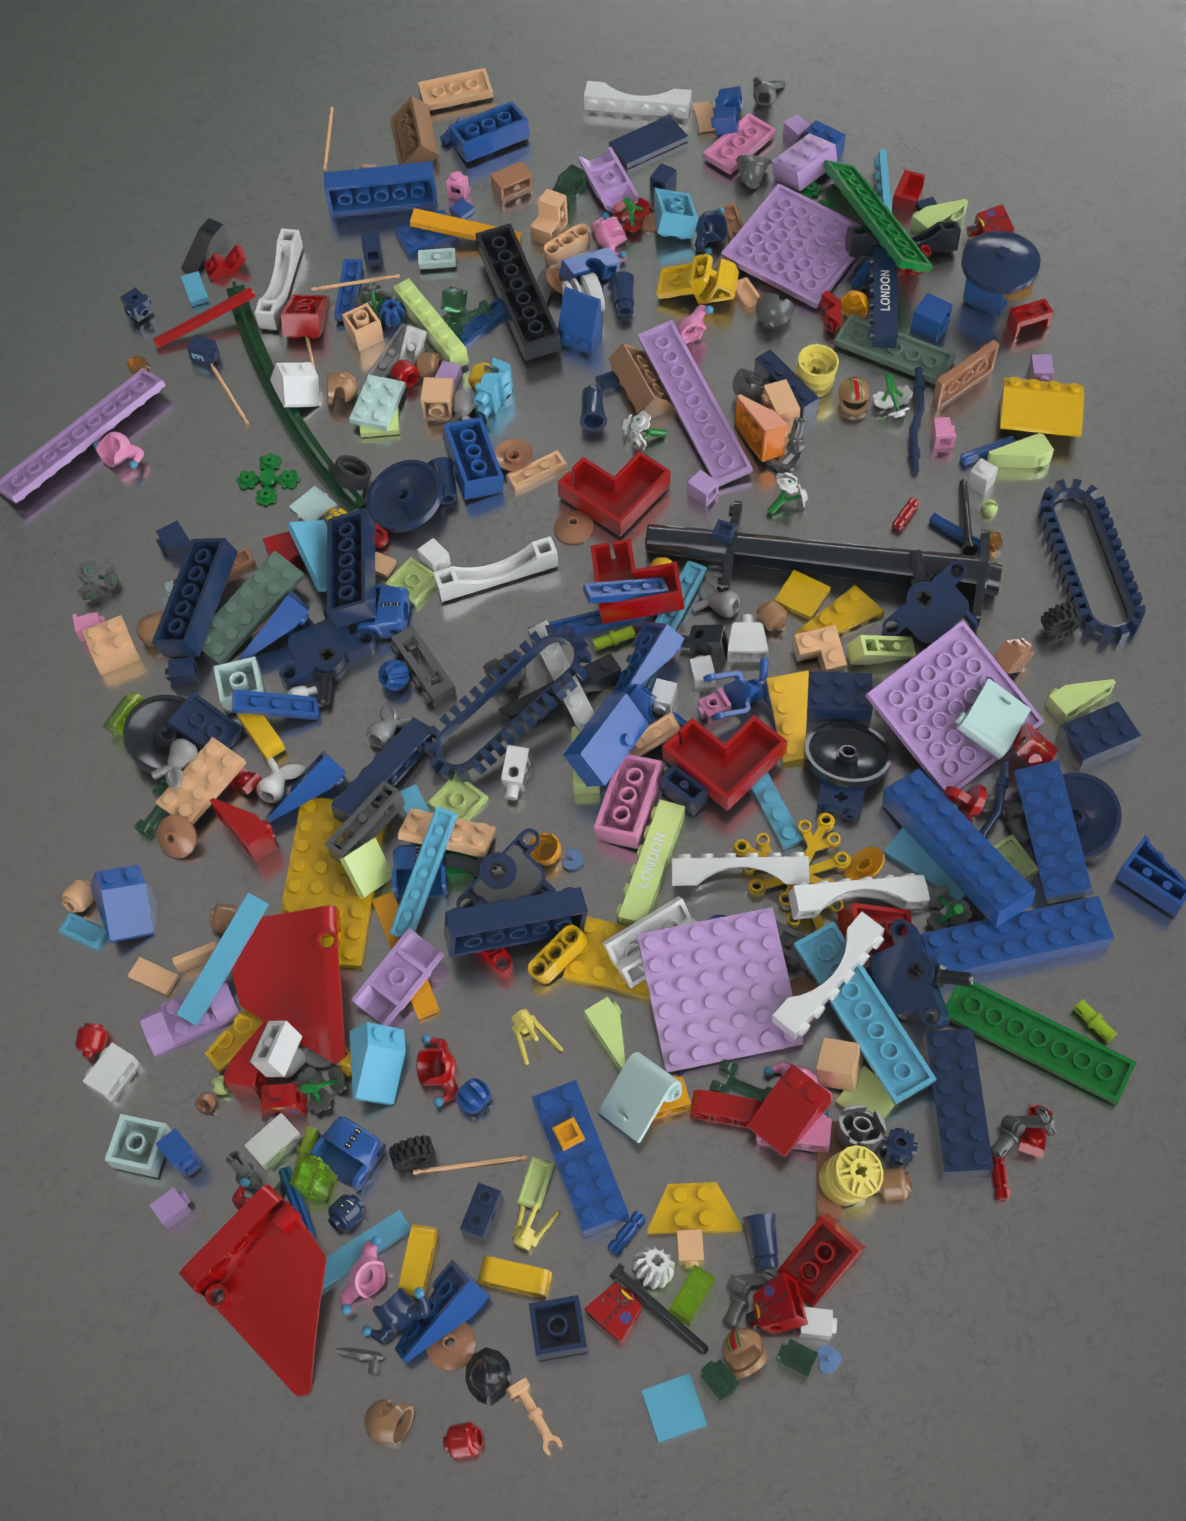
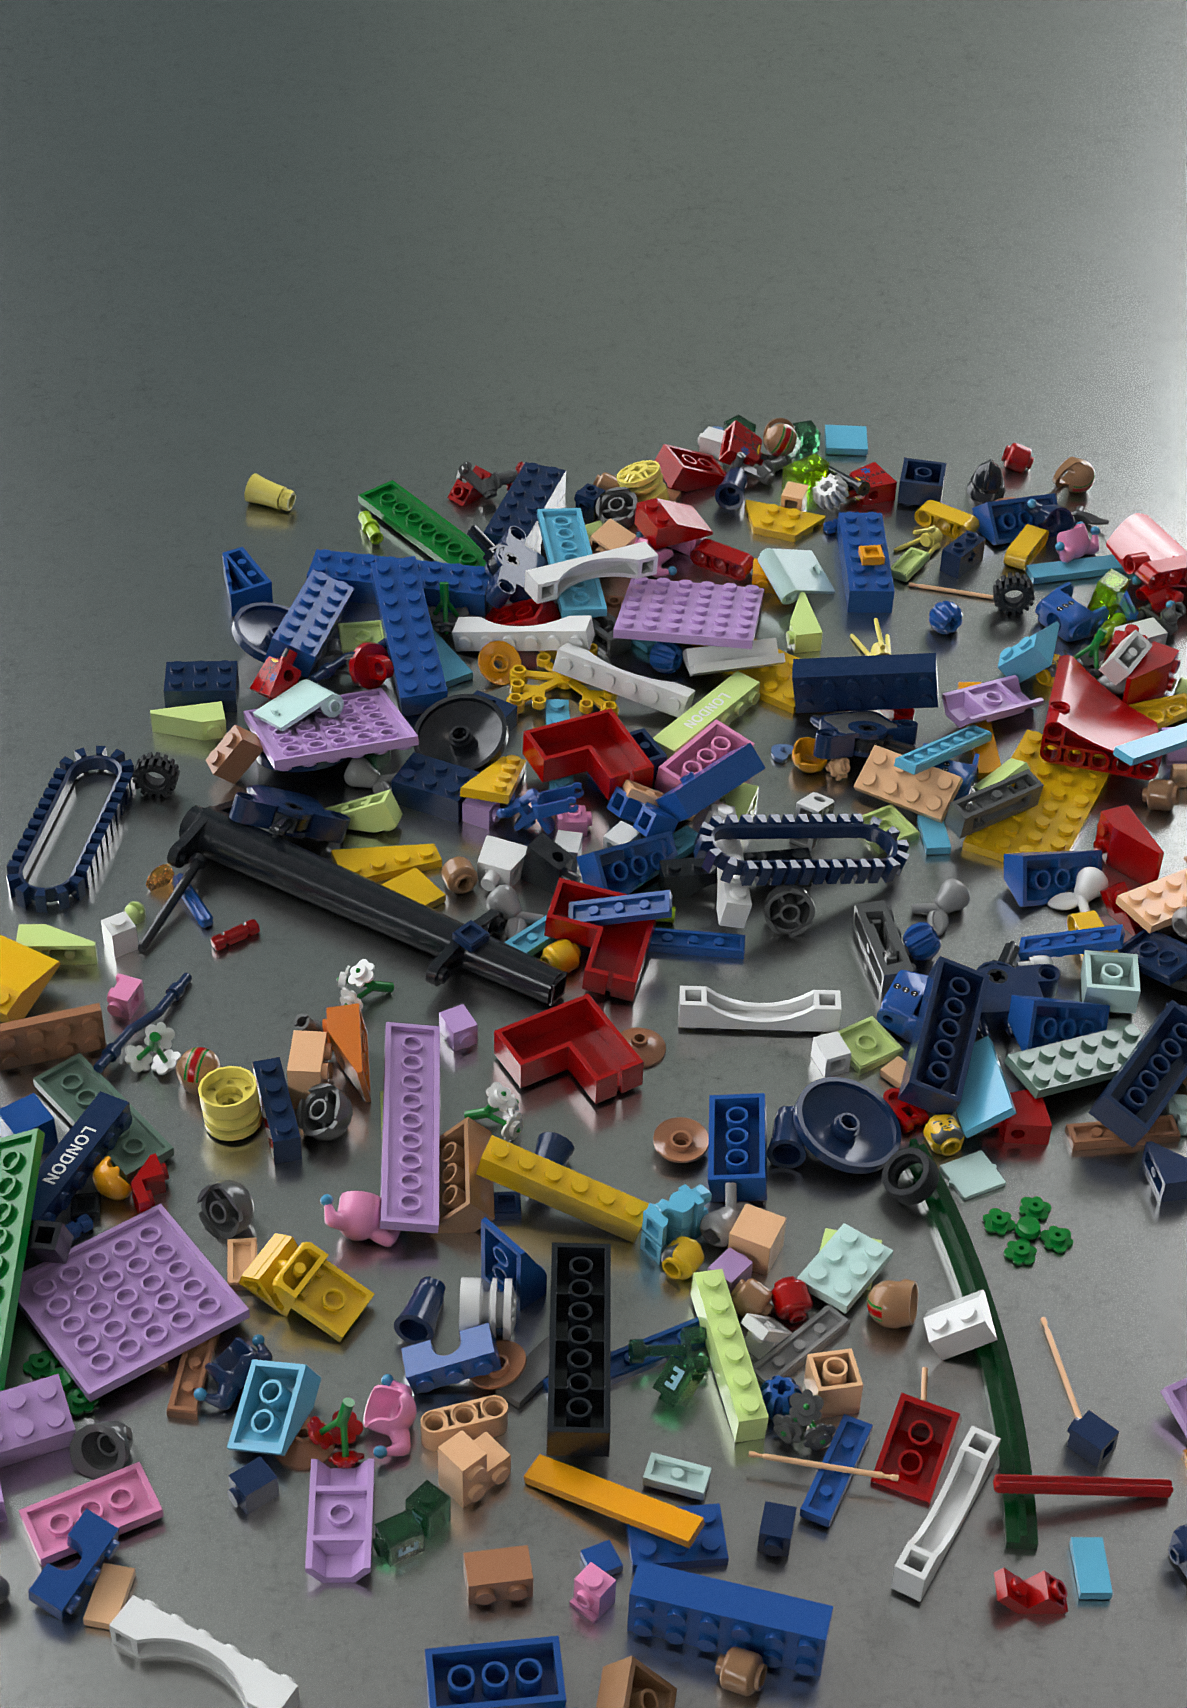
camera: 165 degrees left, 20 degrees down
(208, 240) = (1060, 1635): black slope -> none
(346, 1212) = (1083, 582): dark blue head -> none
(387, 765) = (960, 854): dark blue brick -> none
(437, 1068) = (973, 642): red piece -> none
(534, 1414) = (963, 471): light nougat piece -> none
(536, 471) = (643, 1124): light nougat tile -> none
(570, 376) = (562, 1188): none -> yellow brick
(648, 141) = (231, 1581): dark blue tile -> none
(732, 1069) = (682, 558): clear green bar -> none
(824, 645) = (429, 826): light nougat brick -> none
(982, 452) = (90, 969): blue axle -> none

